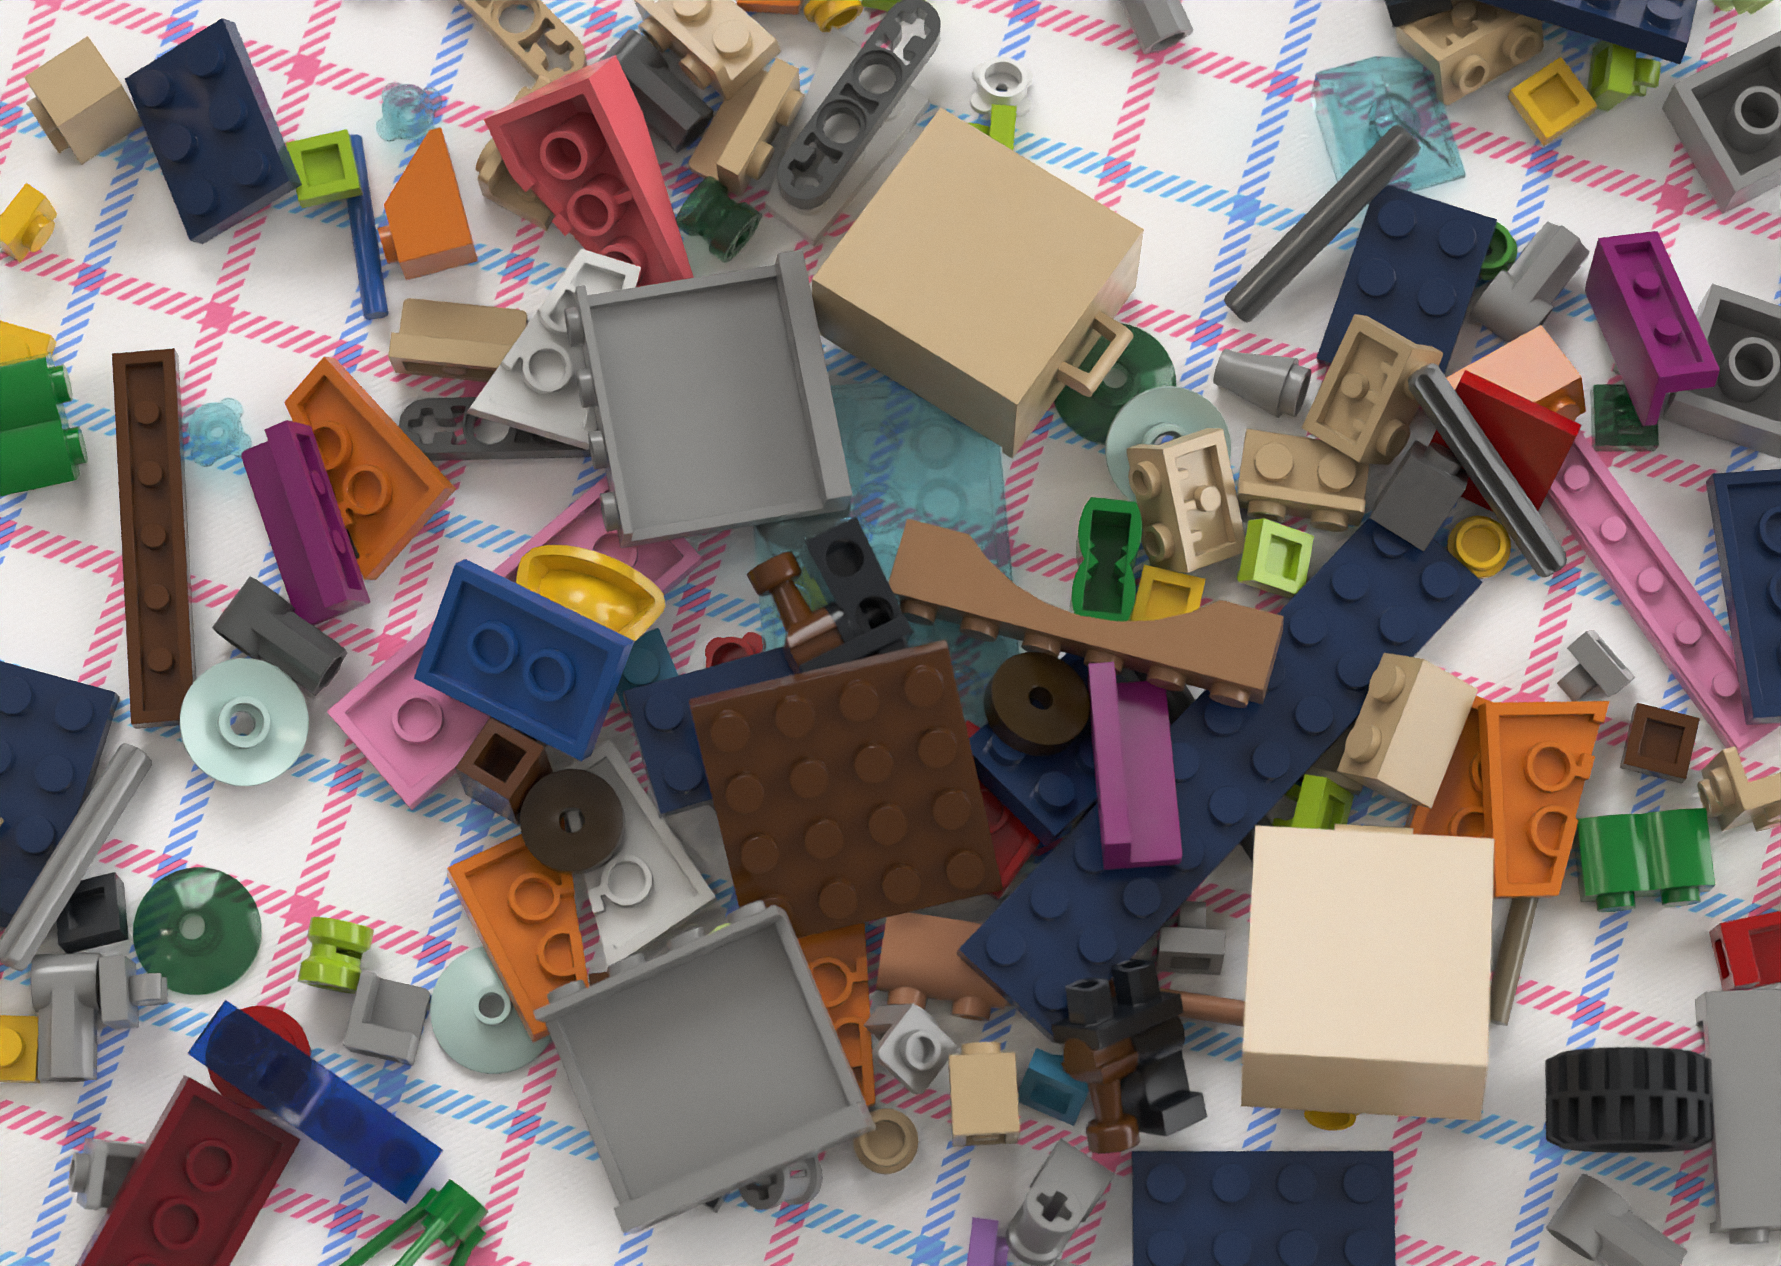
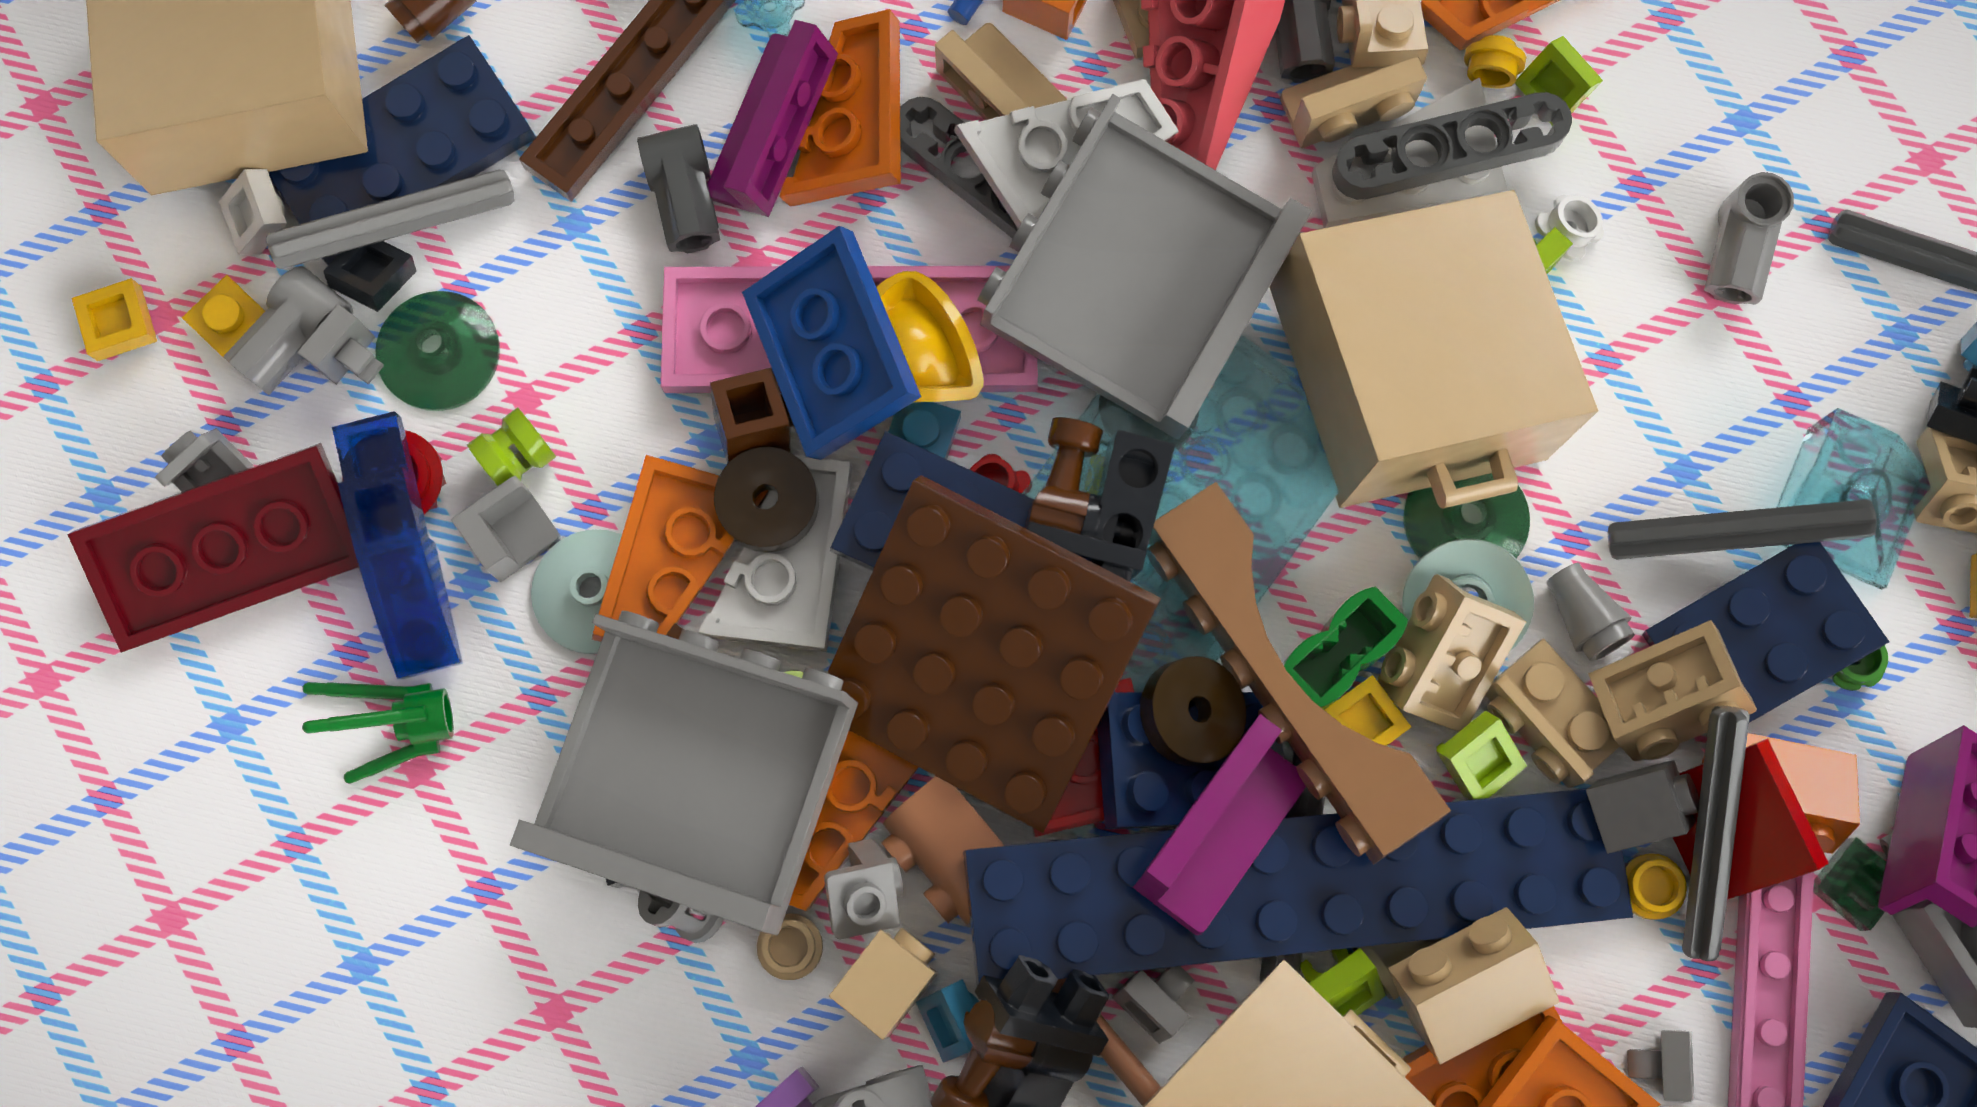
camera: 40 degrees right, 0 degrees up
(276, 712) = (595, 192): light aqua dish -> none
(718, 219) = (1269, 147): clear green wheel -> none
(1524, 294) = (1860, 719): light grey piece -> none

